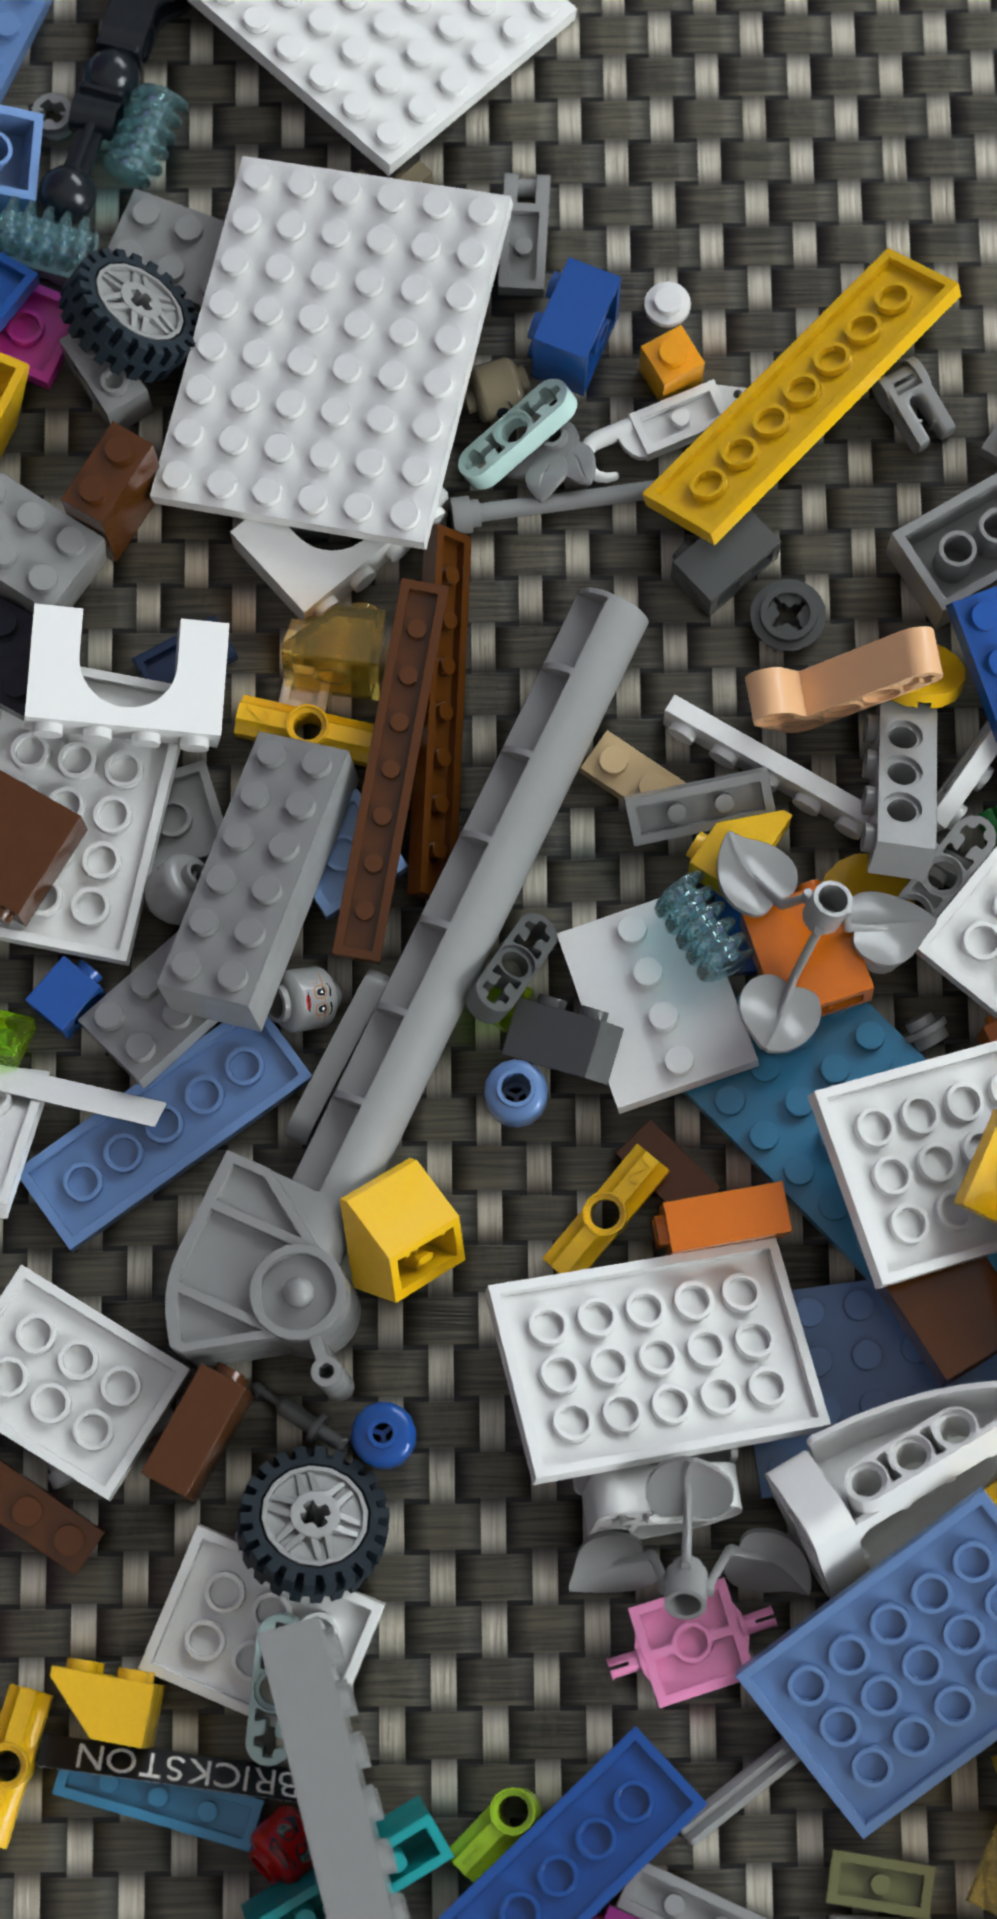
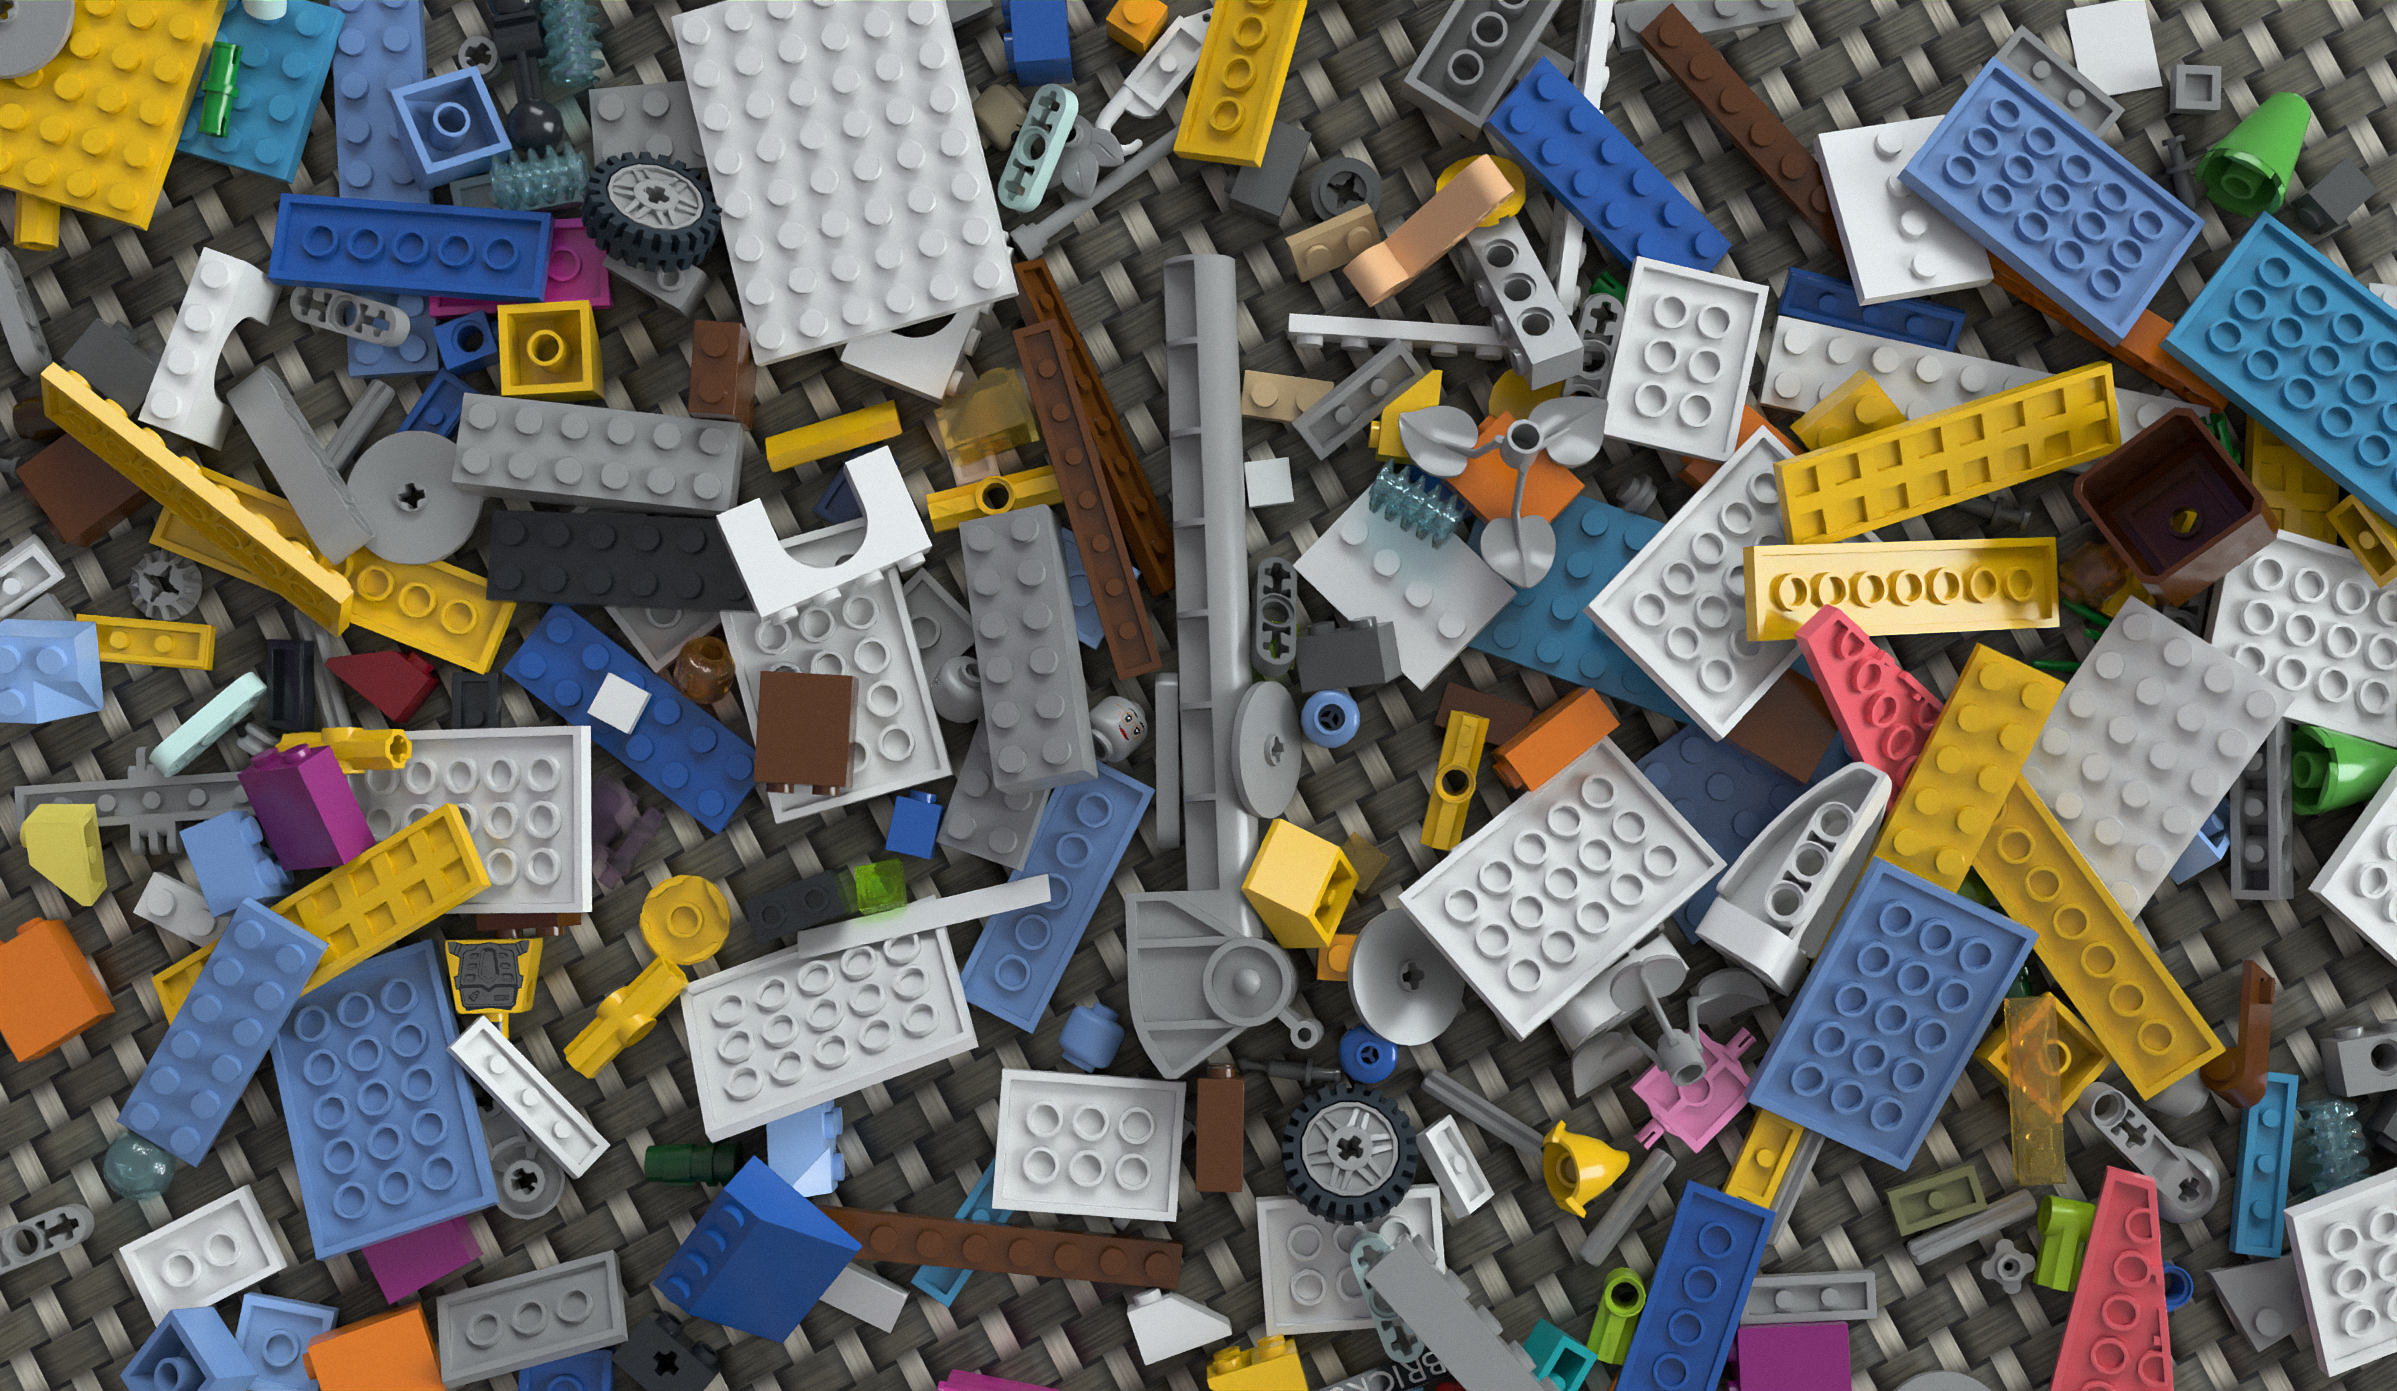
camera: 30 degrees left, 10 degrees up
(51, 1605) = (1173, 1324): none -> white slope
(124, 1282) = (1091, 1037): none -> medium blue head
(187, 600) = (833, 436): none -> yellow tile
(406, 1329) = (1333, 961): none -> light orange brick
(411, 1594) = (1454, 1166): none -> white plate
(423, 1385) = (1397, 1009): none -> light grey piece
(437, 1087) = (1266, 749): none -> light grey piece
(467, 1557) = (1482, 1112): none -> light grey axle
(480, 1251) = (1365, 860): none -> clear yellow plate
(548, 1661) = (1588, 1169): none -> yellow hat
(563, 1728) = (1627, 1207): none -> light grey axle
(574, 846) = (1268, 482): none -> white tile
(726, 1748) = (1763, 1158): none -> yellow plate
(740, 651) = (1333, 242): none -> tan plate

